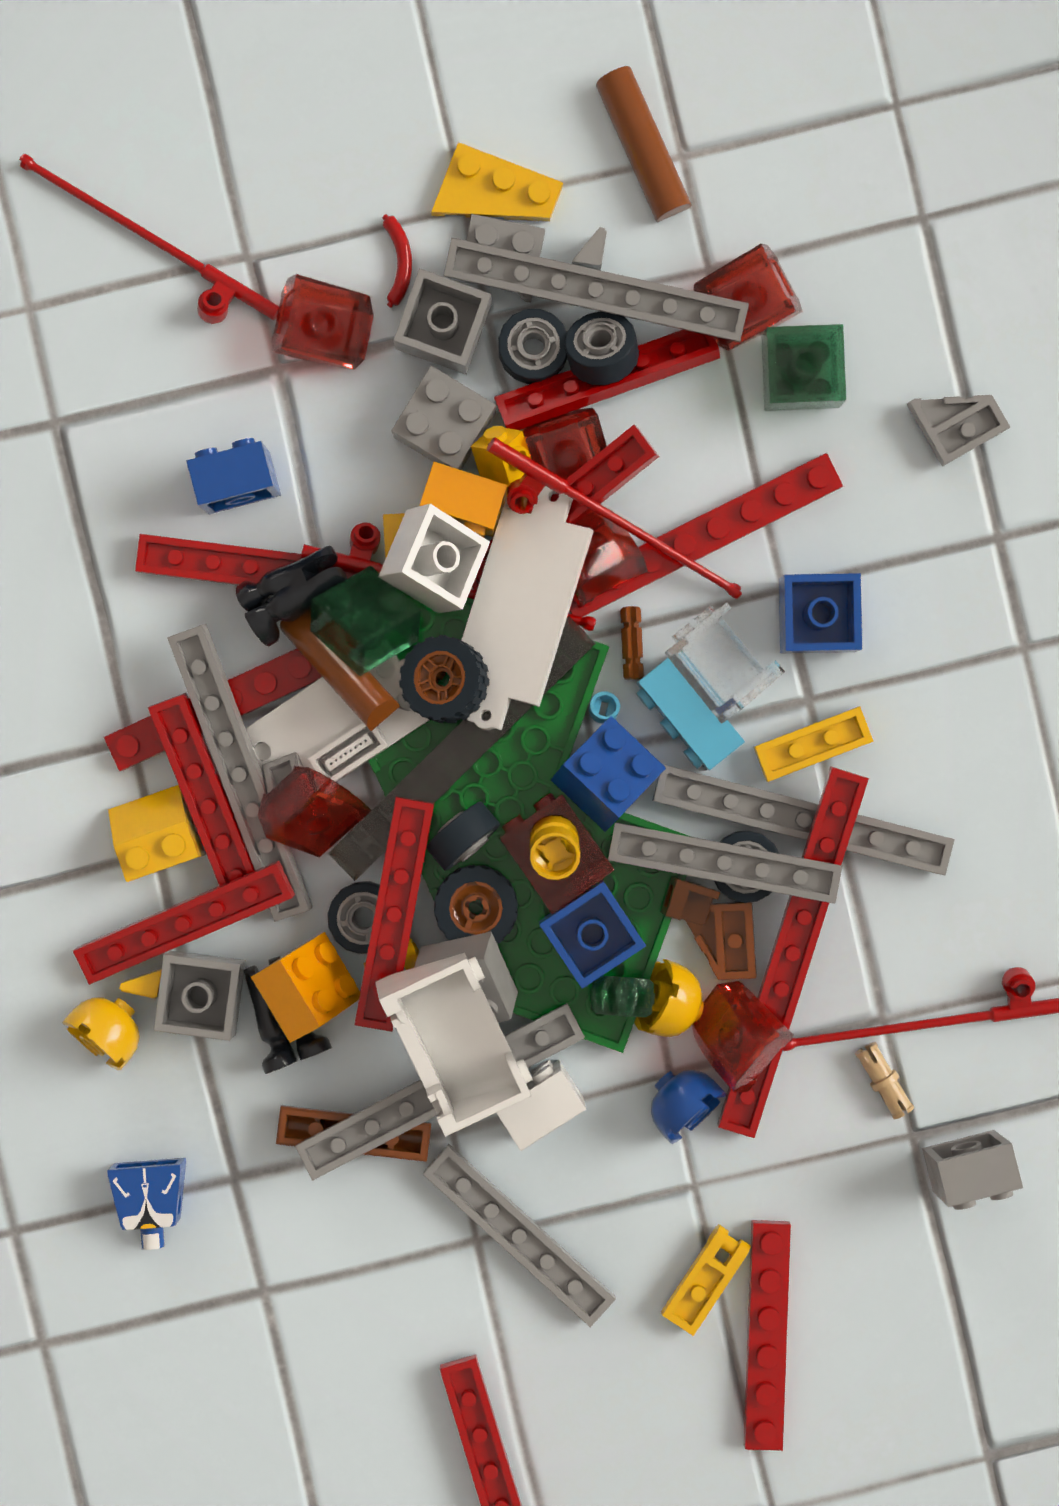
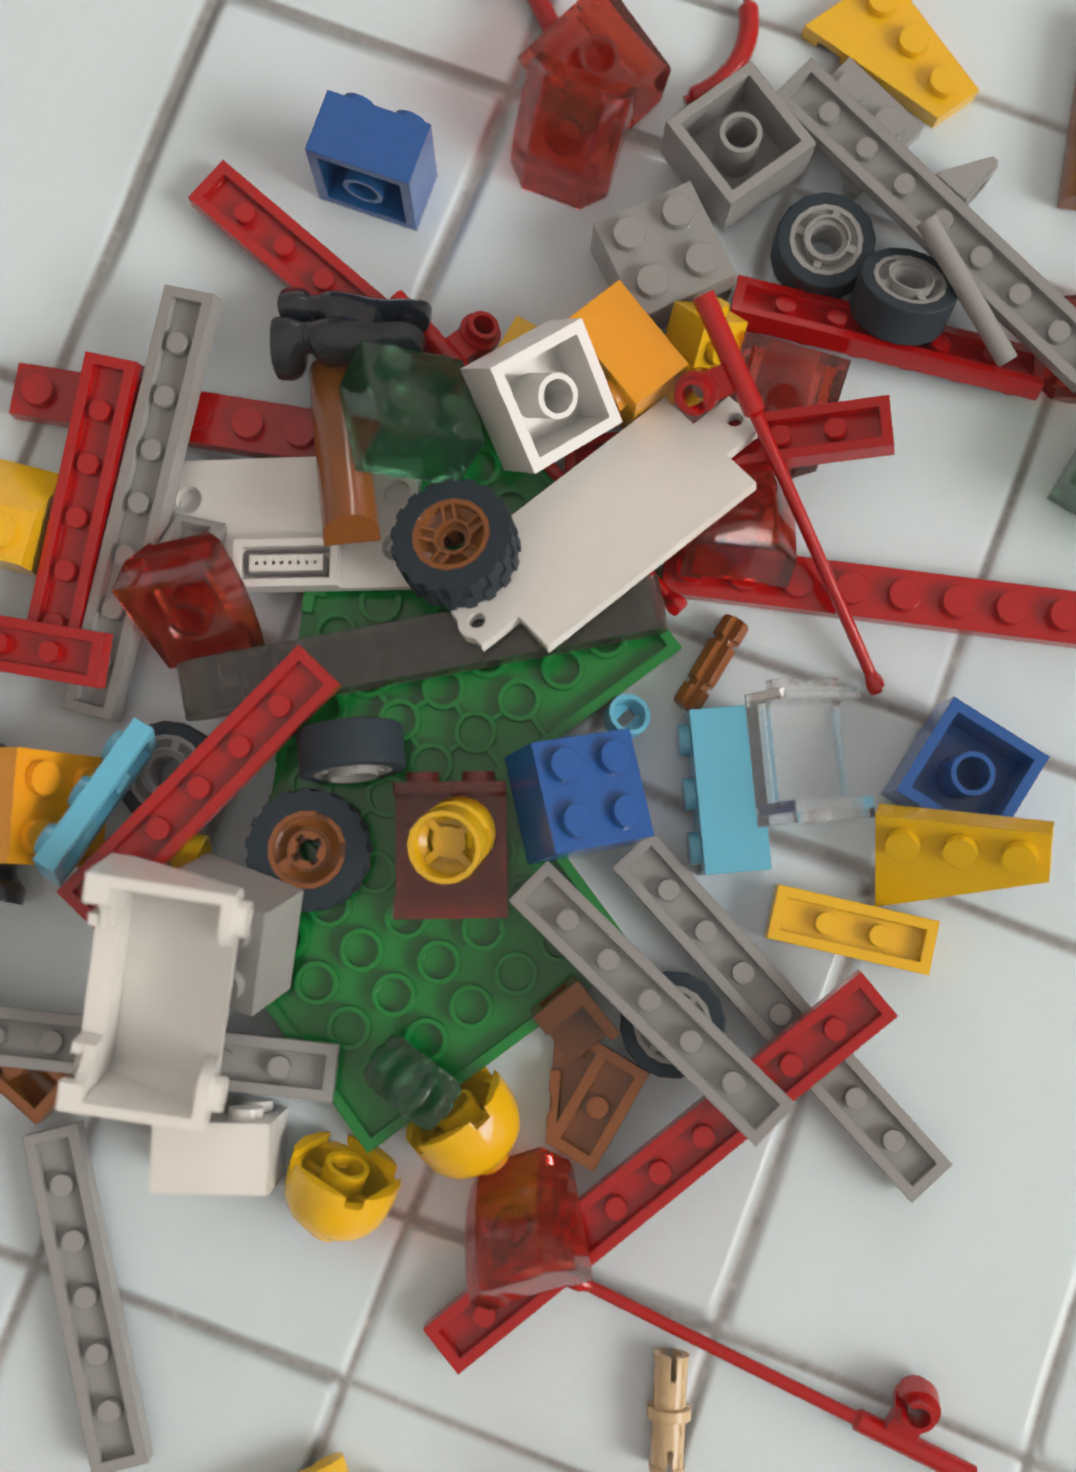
camera: 30 degrees right, 5 degrees down
(337, 378) = (570, 131): none -> clear red slope
(340, 960) = (94, 801): none -> medium azure plate
(592, 934) = (425, 979): blue brick -> none
(620, 1082) = (339, 1188): none -> yellow cylinder
(637, 324) = (966, 290): none -> light grey bar
(683, 1102) = (400, 1267): blue cylinder -> none
(842, 664) = (956, 853): none -> yellow wing

